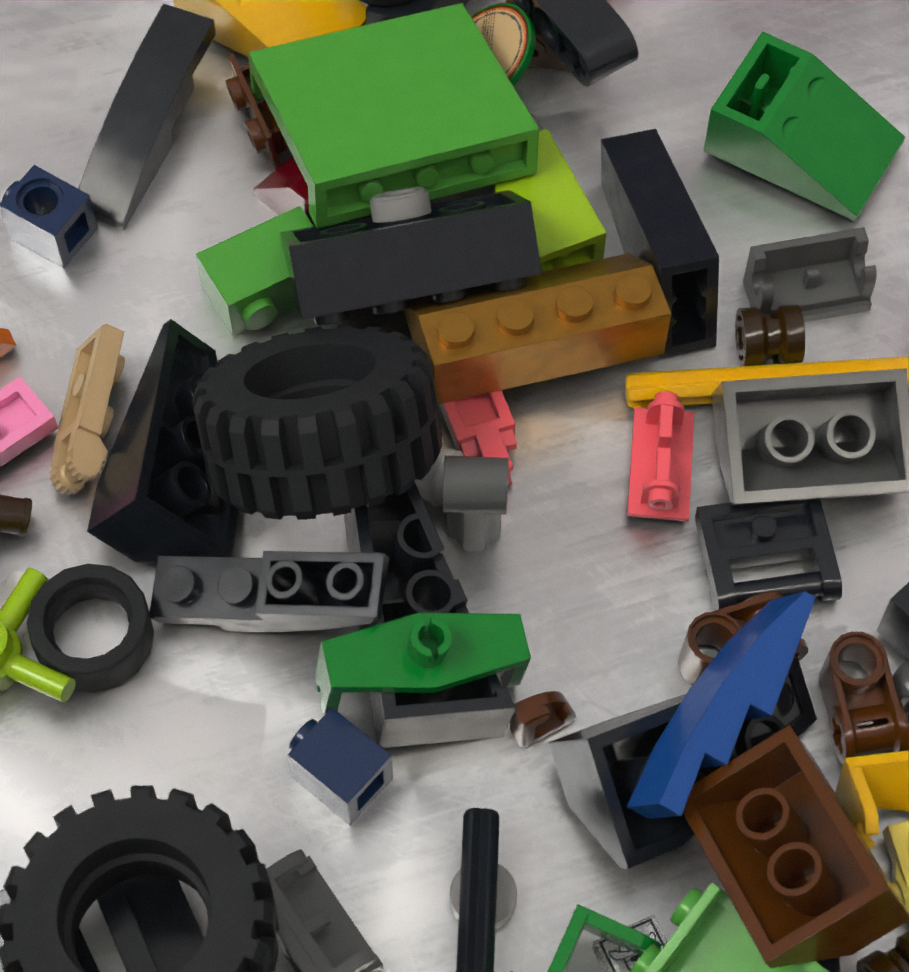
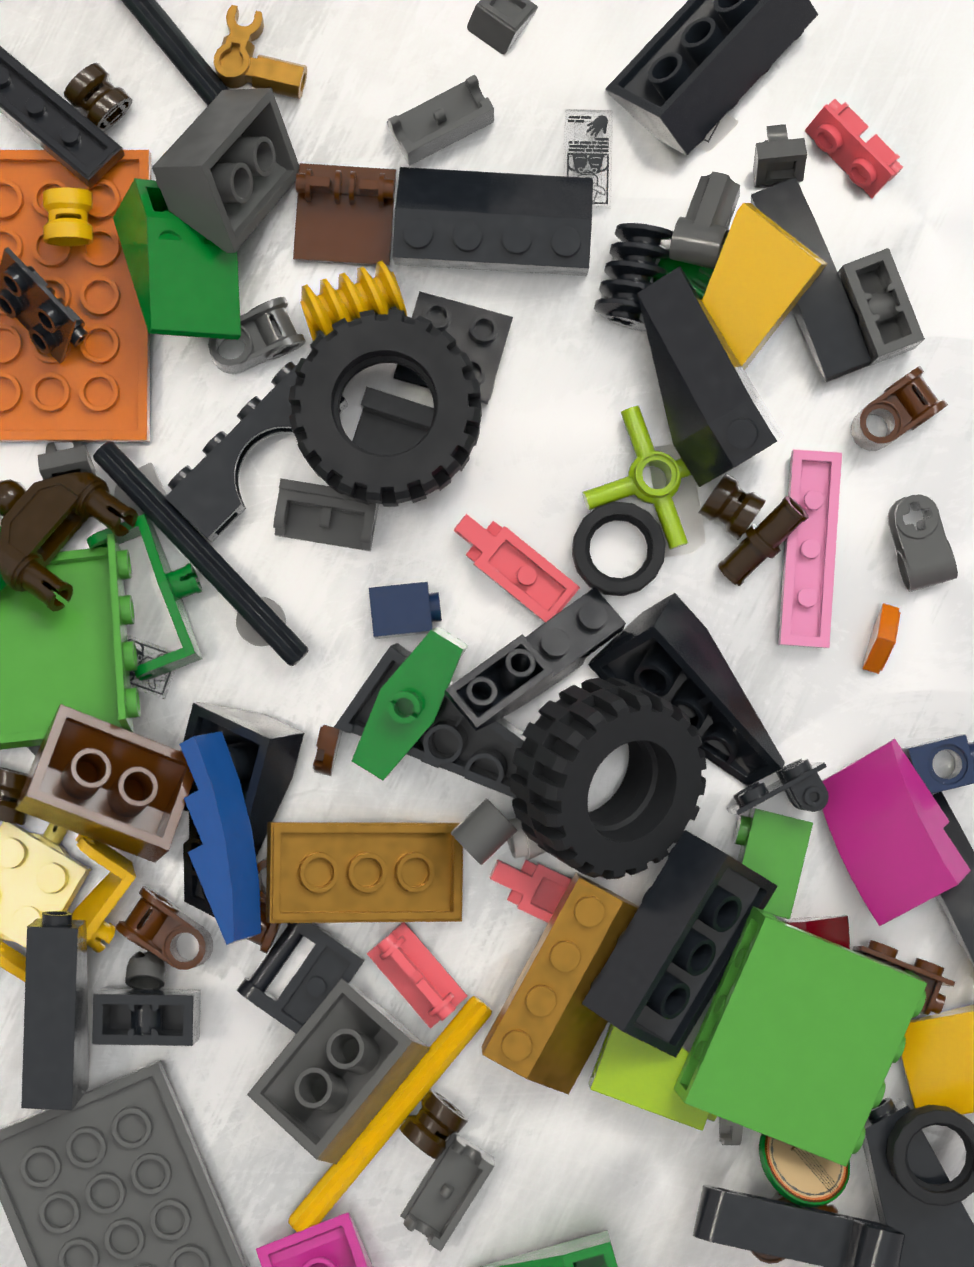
camera: 135 degrees right, 25 degrees up
(86, 411) = (768, 667): tan hinge -> none
(145, 192) = (891, 833): none -> dark pink slope
(196, 702) = (517, 568): none -> coral hinge
(198, 302) = (798, 781): none -> black hinge
(400, 204) = (710, 963): light grey tile -> none
(622, 574) = (363, 872): none -> pearl gold tile
(665, 230) = (565, 1129): black slope -> none

